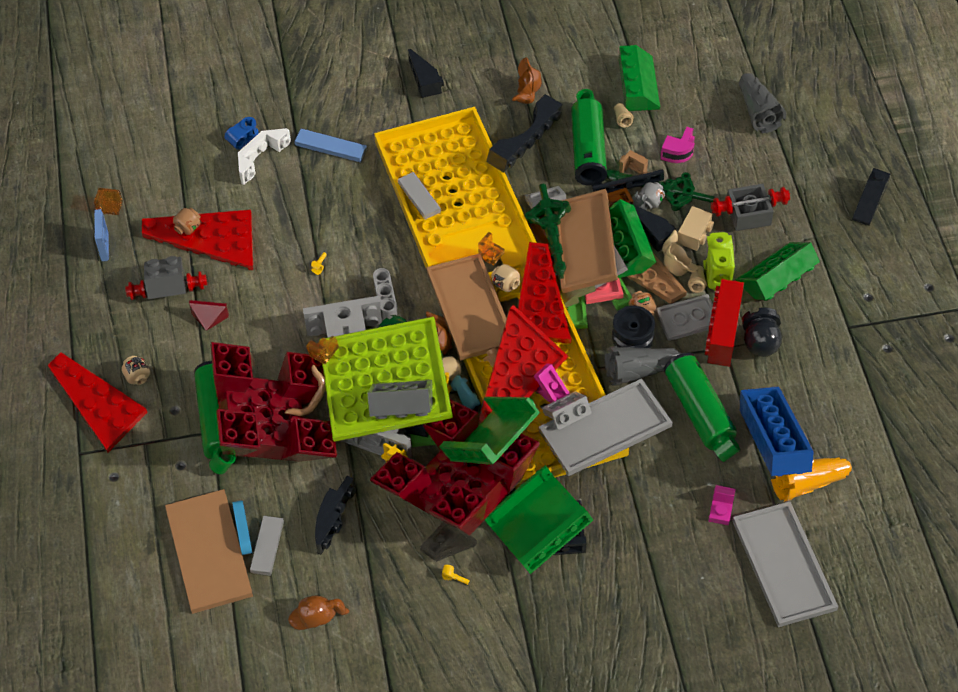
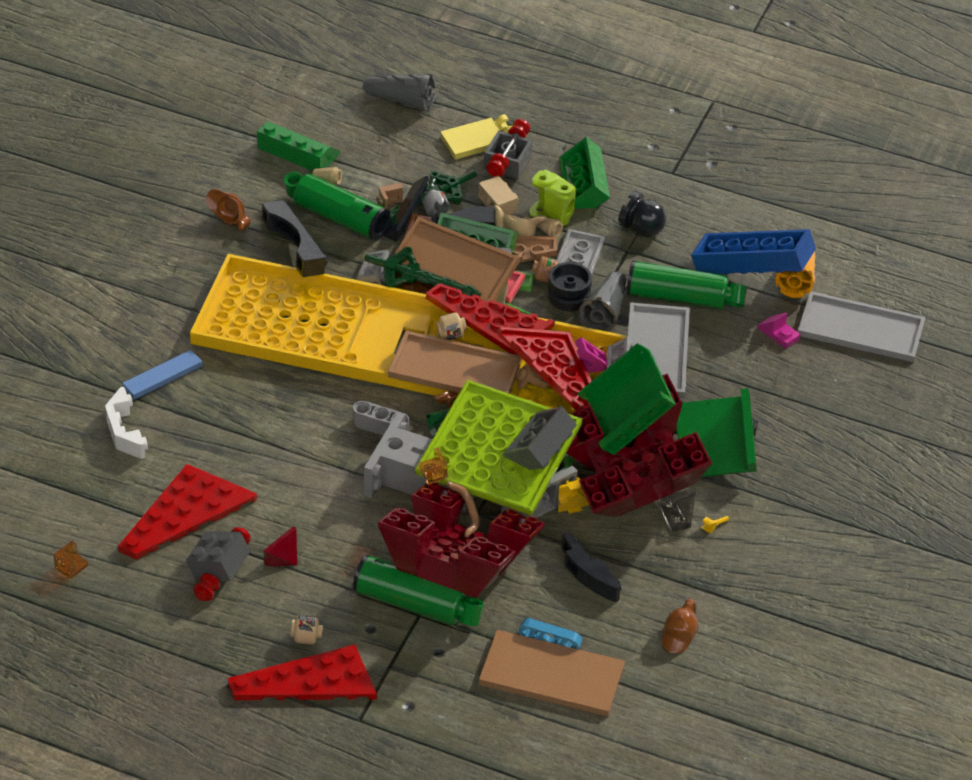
camera: 60 degrees left, 10 degrees down
(101, 235) = (118, 578): medium blue tile -> none
(186, 221) = (166, 507): medium nougat head -> none
(241, 134) = (85, 423): blue piece -> none
(267, 545) = (592, 636): light grey tile -> none
(317, 267) = (300, 452): yellow hand -> none
(419, 195) = (298, 337): light grey tile -> none
(425, 75) = (147, 270): black slope -> none
(490, 251) = (410, 322): clear orange panel -> none
(678, 150) = (399, 161): dark pink brick -> none
(724, 322) = (616, 227): red brick -> none
(749, 171) = (473, 137): none -> light yellow tile
(871, 196) = (559, 84): black slope -> none

